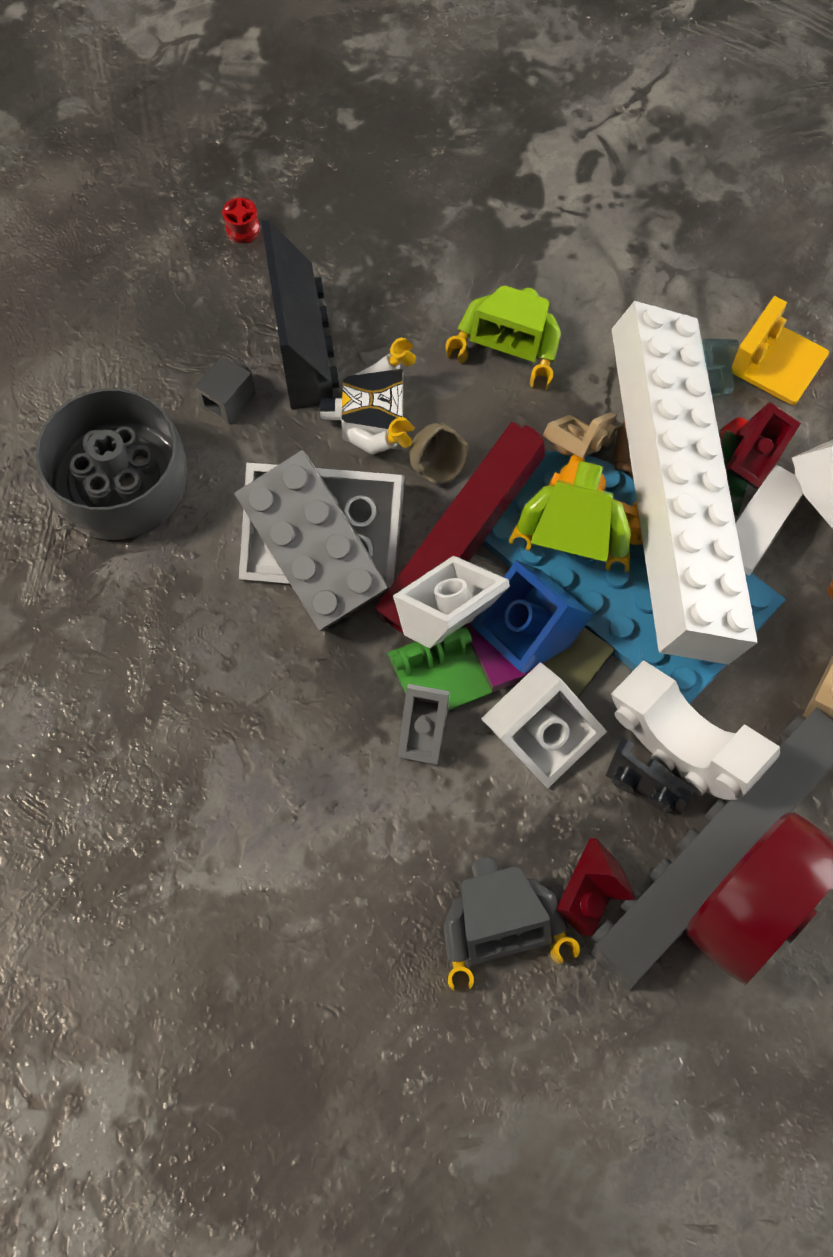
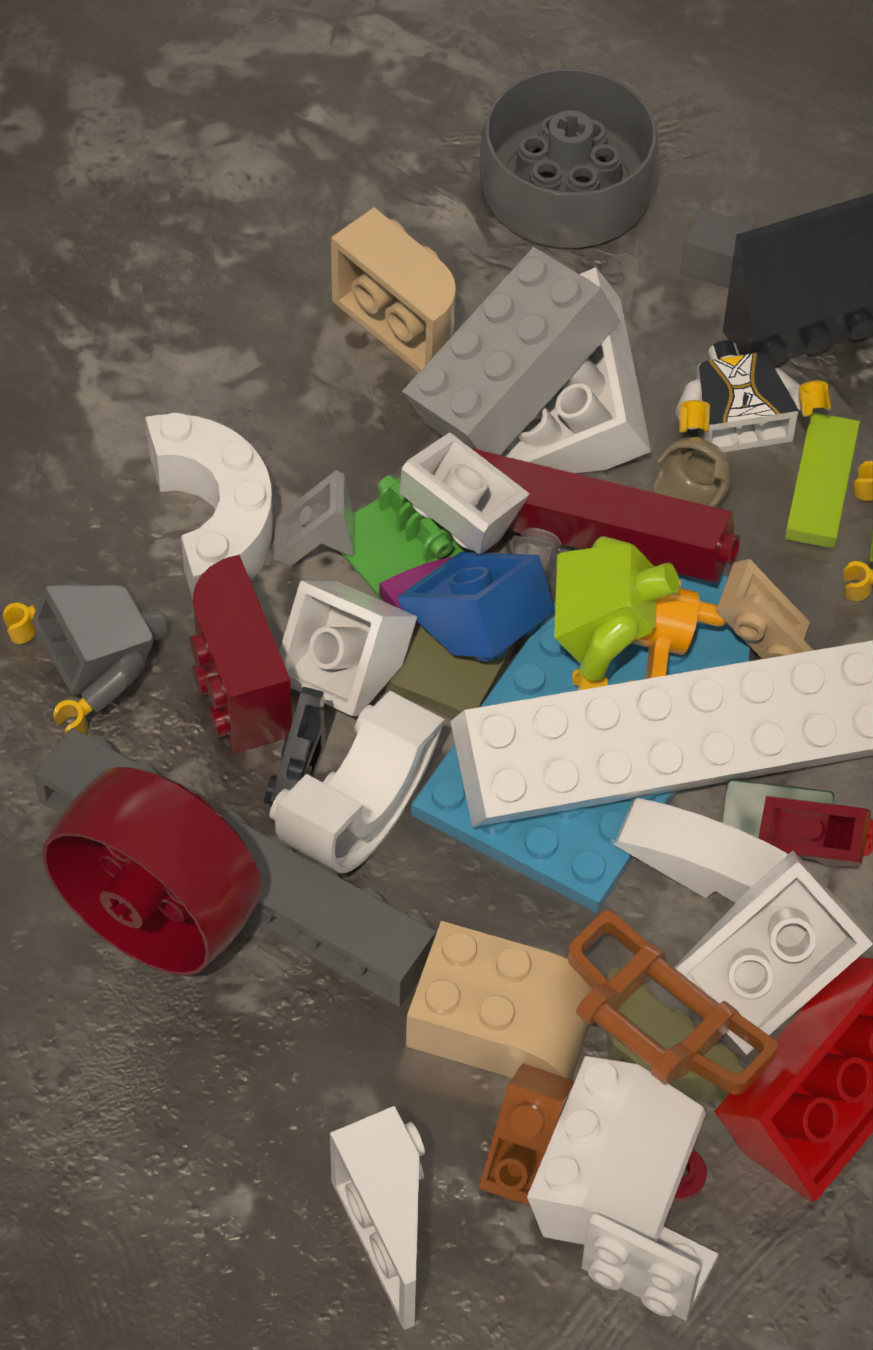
camera: 75 degrees right, 10 degrees down
(217, 611) = (393, 287): none -> tan brick
(376, 776) = (227, 473): none -> white brick
(453, 379) = (822, 480): none -> lime tile
(550, 802) = (238, 660): none -> dark red brick
(591, 886) = (149, 726): dark red slope -> none

